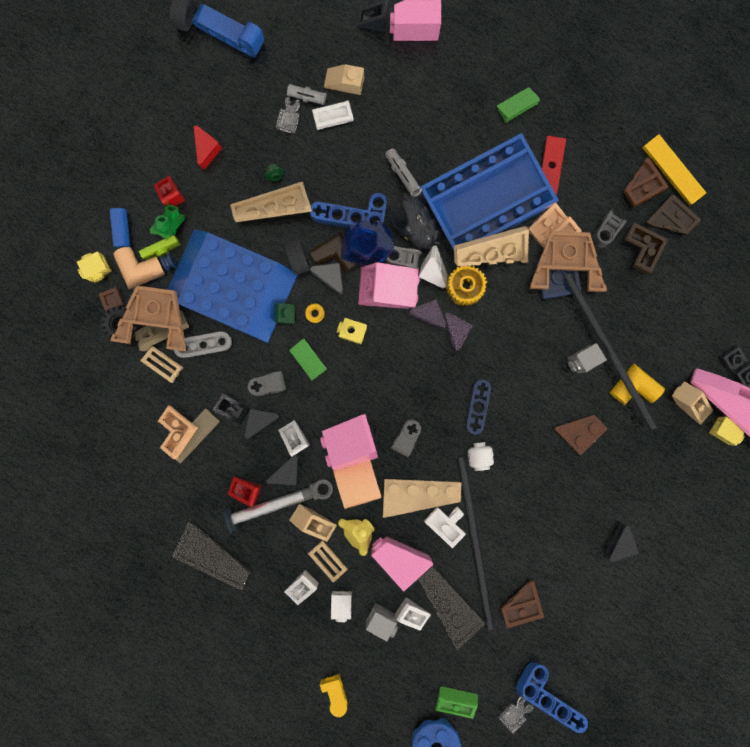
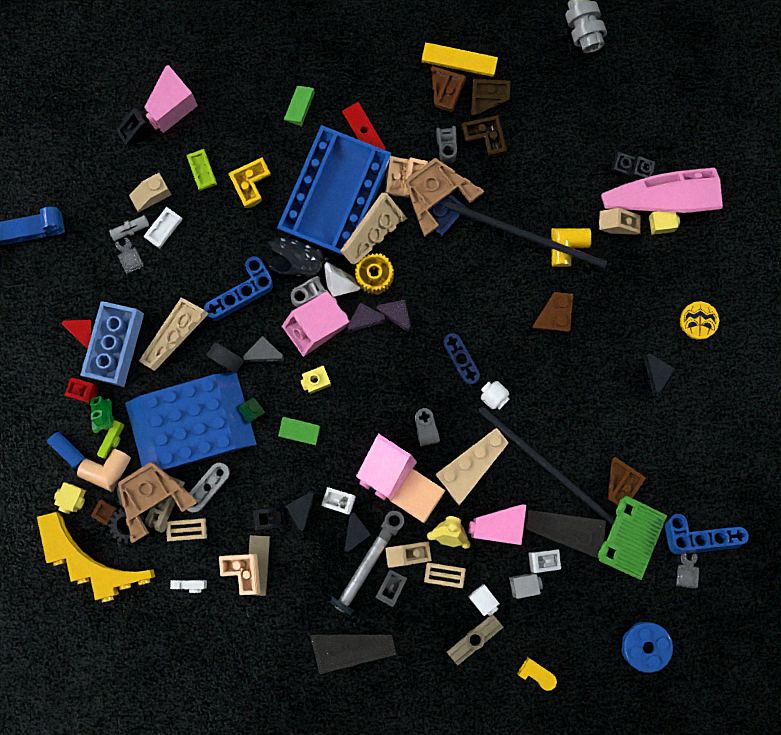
camera: 40 degrees left, 5 degrees down
(57, 300) = (60, 546): none -> yellow arch
(131, 409) = (193, 585): none -> white plate
(168, 261) = (126, 444): dark blue bush -> none
(220, 174) = (112, 344): none -> medium blue slope
(244, 491) = (333, 574): red slope -> none
(270, 383) = (286, 473): dark grey piece -> none
(273, 172) = (153, 308): dark green plate -> none
(278, 537) = (391, 588): none -> dark grey slope
(296, 629) = (464, 648): none -> dark tan piece
(302, 587) = (441, 613): white slope -> none
(310, 309) = (270, 386): yellow plate -> none
(329, 250) = (252, 326): dark brown brick -> none
(367, 243) = (271, 303): clear blue brick -> none
(399, 93) = (201, 169): none -> lime plate
(399, 167) = (248, 225): light grey pin -> none
(427, 128) = (246, 177): none -> yellow brick
(446, 526) = (512, 470): white plate -> none
(457, 702) = (636, 601): bright green slope -> none
(495, 654) = (632, 537): none -> bright green window
(586, 359) = (512, 254): light grey brick -> none
(689, 530) = (699, 320): none -> tile

